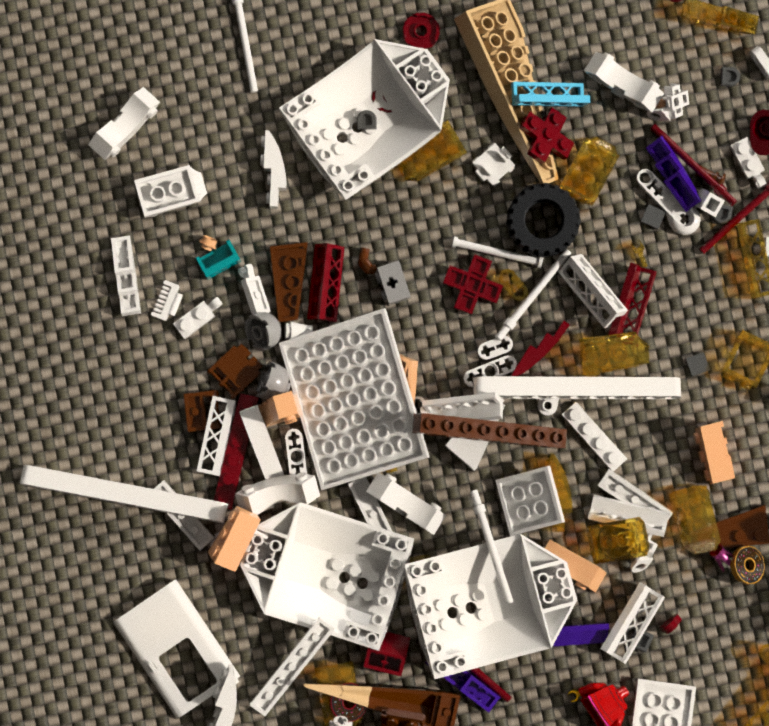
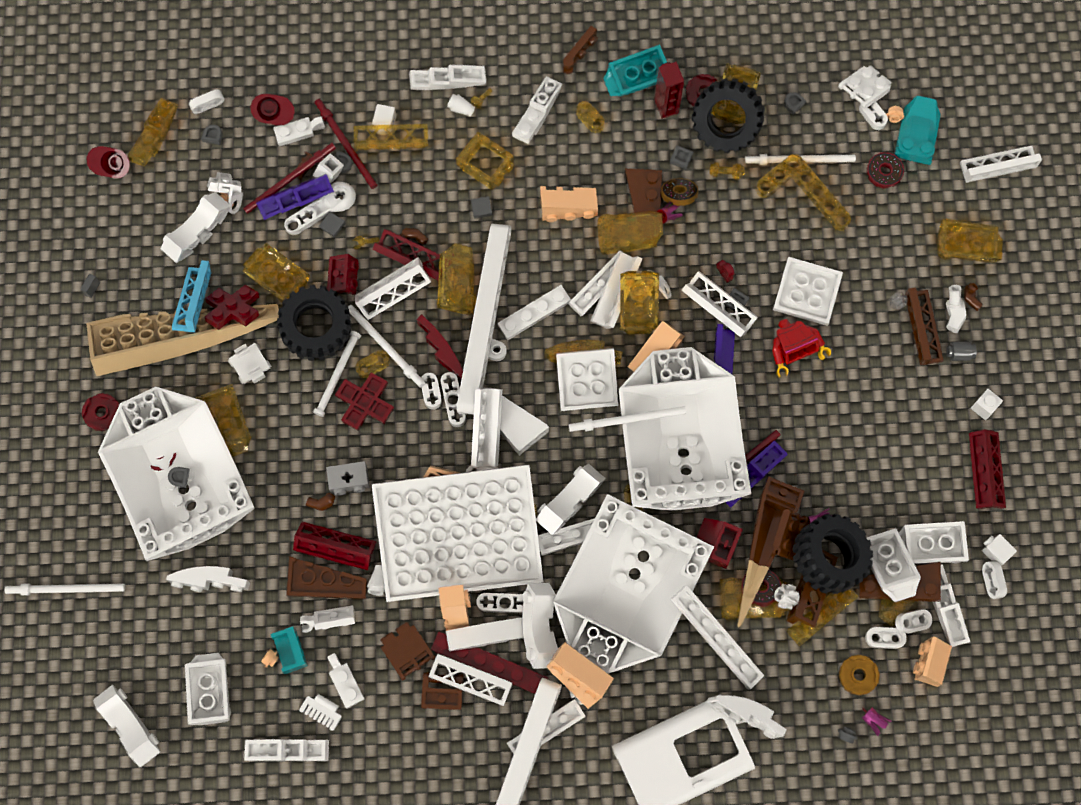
camera: 80 degrees left, 10 degrees down
(263, 330) = (371, 614): light grey cylinder -> none
(273, 381) = (425, 613): light grey cylinder -> none
(489, 431) = (512, 404): reddish brown brick -> none
(600, 238) = (343, 274): none -> dark red bracket
(657, 301) = (414, 233): none -> reddish brown arm

